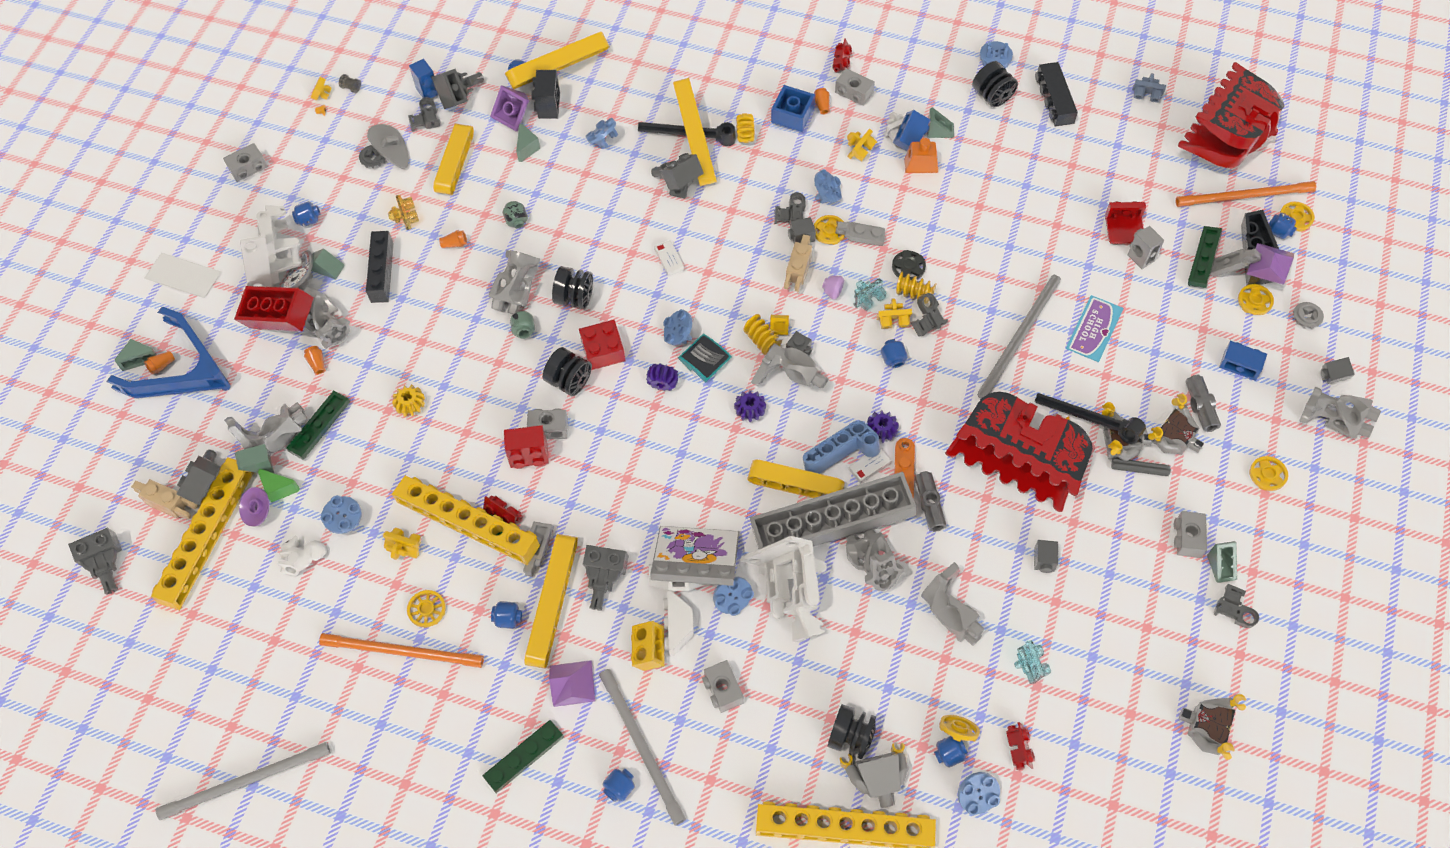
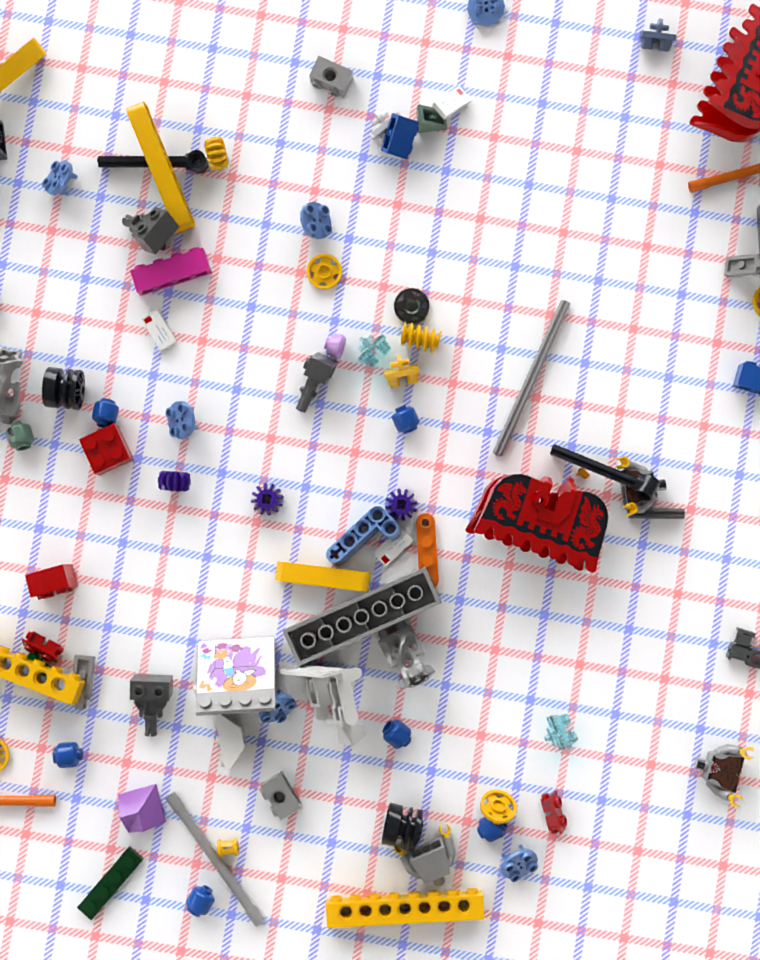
camera: 10 degrees left, 25 degrees up
(551, 601) = (107, 732): yellow beam -> none
(559, 422) = (57, 552): light grey brick -> none
(567, 371) = (75, 489): black wheel -> none
(606, 311) = (105, 412): none -> blue head
(647, 645) = (205, 768): yellow brick -> none
(658, 733) = (222, 851): none -> yellow bush
(689, 212) = (170, 271): none -> dark pink brick
(704, 357) = (213, 447): slope -> none
(761, 334) = (267, 415): yellow piece -> none
(779, 324) = (284, 399): yellow tile -> none
(793, 108) = (265, 118): blue brick -> none
(793, 212) = (283, 257): dark grey piece -> none
(796, 363) = (307, 453): light grey hips -> none
(799, 263) = (296, 323): tan hinge -> none
(800, 342) = (308, 426): dark grey brick -> none
(801, 227) = (294, 280): dark grey brick -> none
(816, 299) = (318, 370): none -> dark grey brick
(822, 100) = (297, 99): orange cone -> none
(842, 56) = (313, 24): red hinge -> none
(855, 640) = (396, 733): none -> blue head
(858, 151) = (350, 149): yellow hips -> none
(861, 233) = (359, 273): light grey hinge -> none
(921, 157) = (414, 168): orange torso -> none
(932, 317) = (439, 373): dark grey piece -> none
(932, 511) = (458, 593): flat silver piece -> none
(953, 614) = (481, 698): light grey hips -> none
(960, 115) = (451, 102): none -> white tile
(995, 84) = (486, 57): black wheel -> none
(1046, 556) = (568, 626): dark grey brick -> none
(1056, 94) = (556, 58): black brick -> none
(1094, 328) = (607, 356): sticker -> none
(1124, 220) = (635, 225): red bracket -> none
(1145, 247) = (656, 257): light grey brick -> none
(1178, 430) = (691, 471): torso -> none
(1196, 525) = (710, 592): light grey brick -> none
(1203, 403) = (716, 434): flat silver piece -> none
(1205, 257) = (719, 256): dark green plate -> none
(1224, 561) = (735, 607): sand green slope -> none

